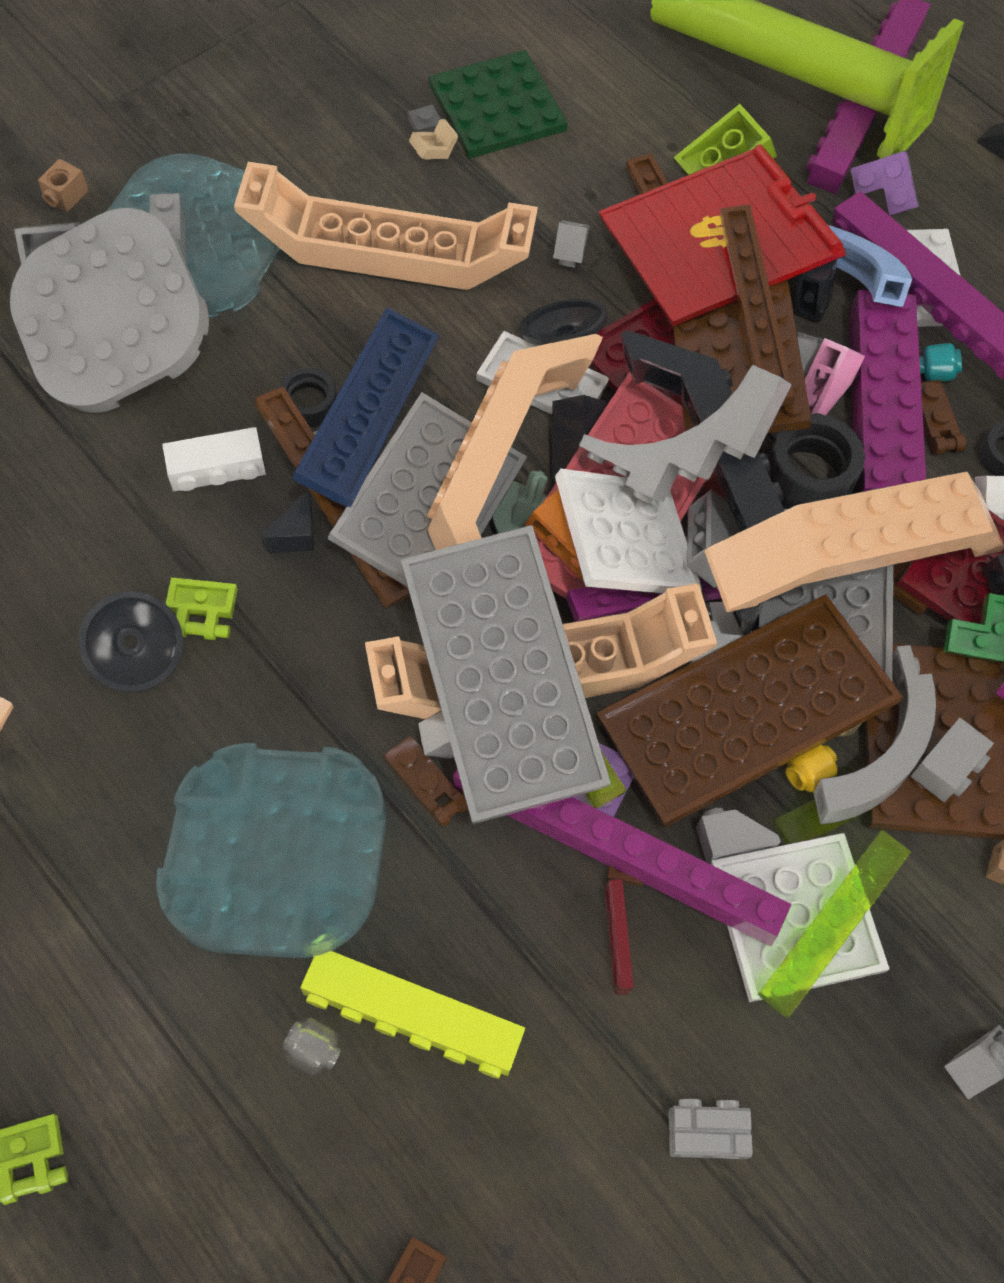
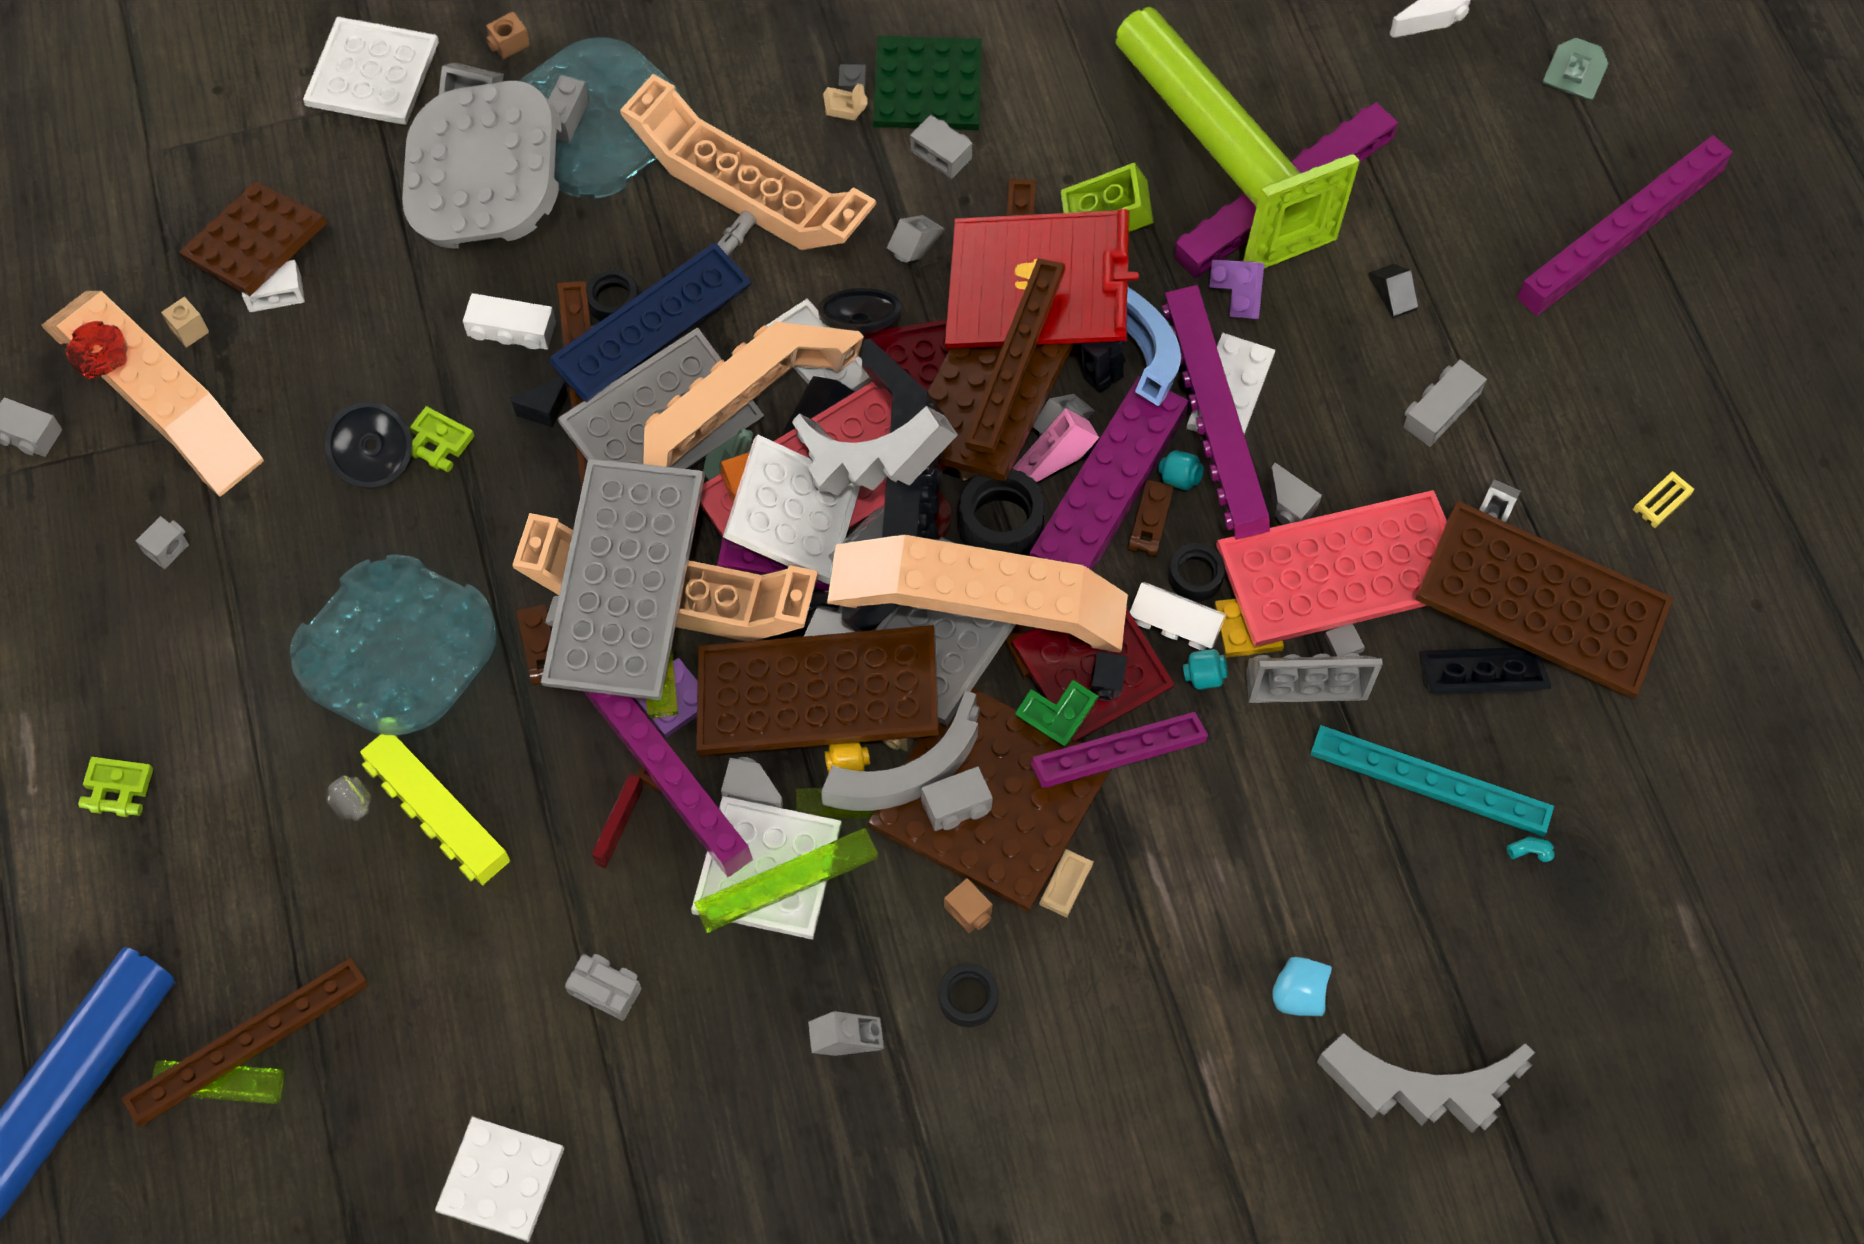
camera: 30 degrees right, 0 degrees up
(397, 295) = (734, 235): none -> light grey pin
(546, 152) = (941, 146): none -> light grey brick

